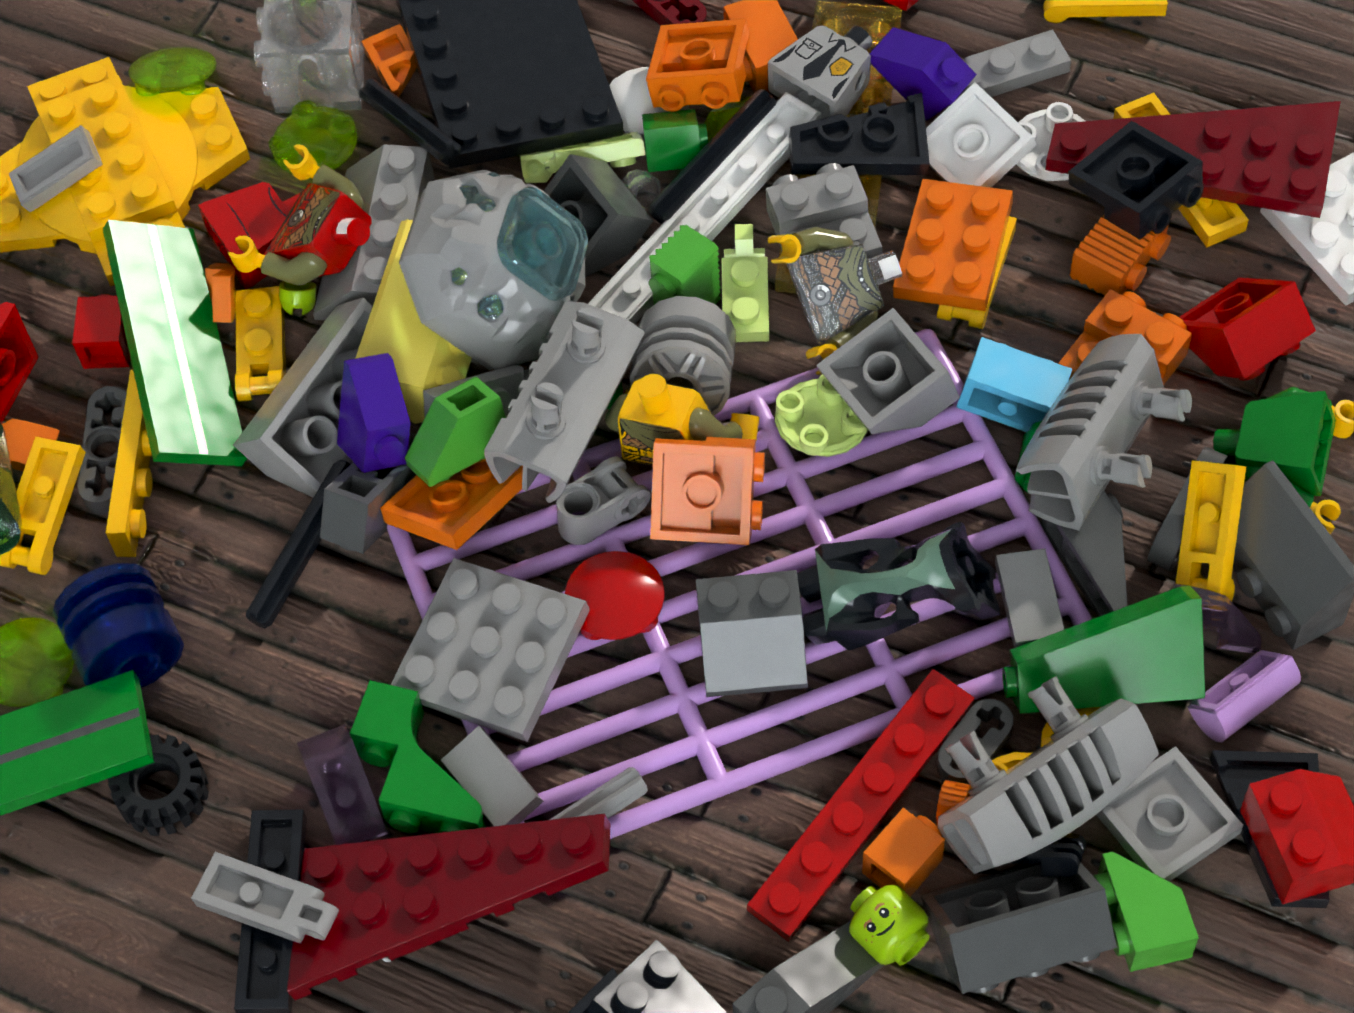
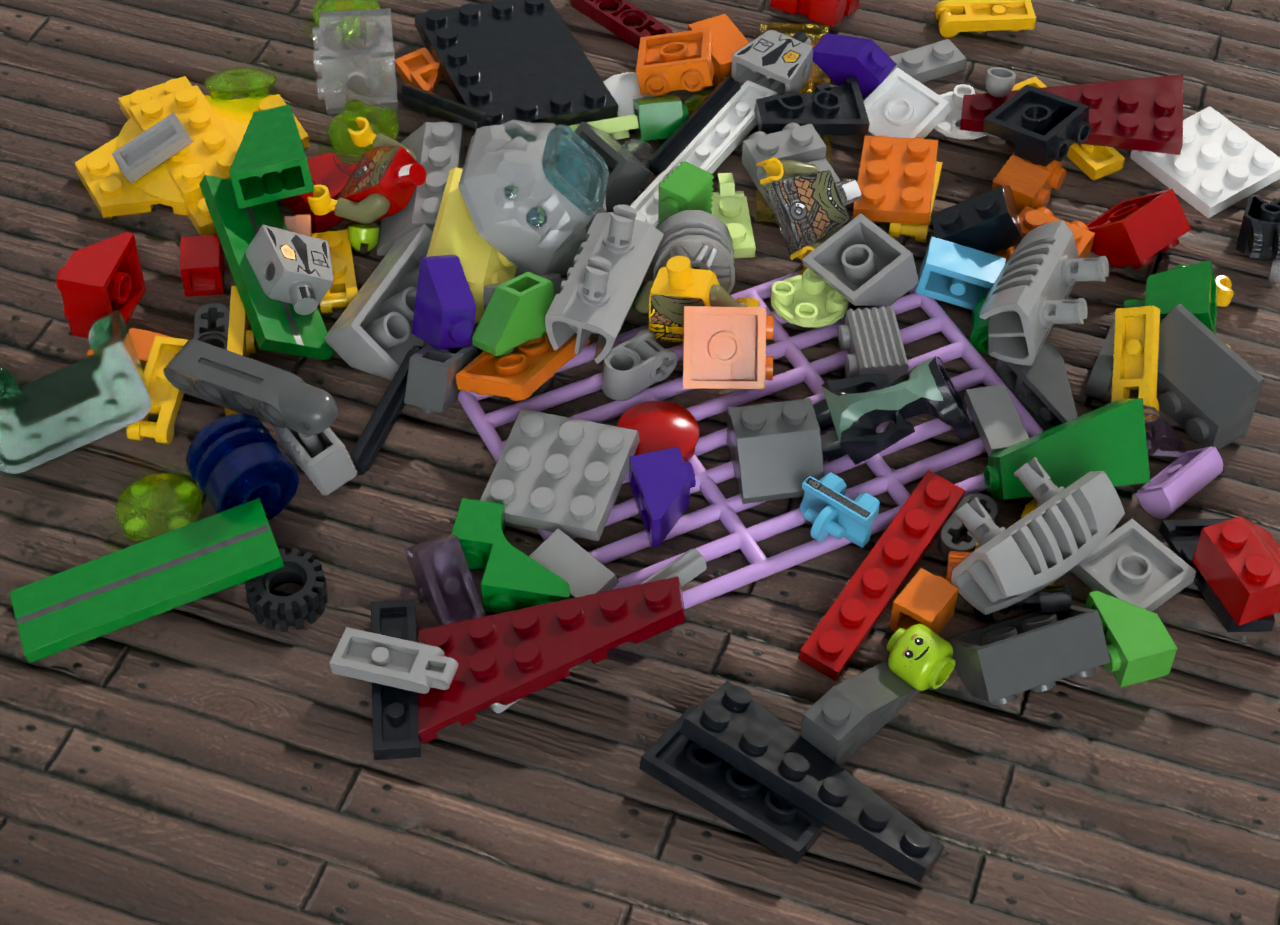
camera: 10 degrees left, 10 degrees down
(135, 524) = (251, 388): none -> dark grey piece
(190, 197) = (270, 160): none -> green slope
(201, 351) = (291, 267): none -> light grey torso
(205, 596) = (320, 457): none -> light grey brick
(607, 681) = (661, 490): none -> dark purple slope
(808, 726) = (836, 514): none -> medium azure hips
(890, 491) = (872, 343): none -> light grey brick
(1047, 313) = (982, 222): none -> black slope
(1100, 109) = (999, 81): none -> light grey hinge

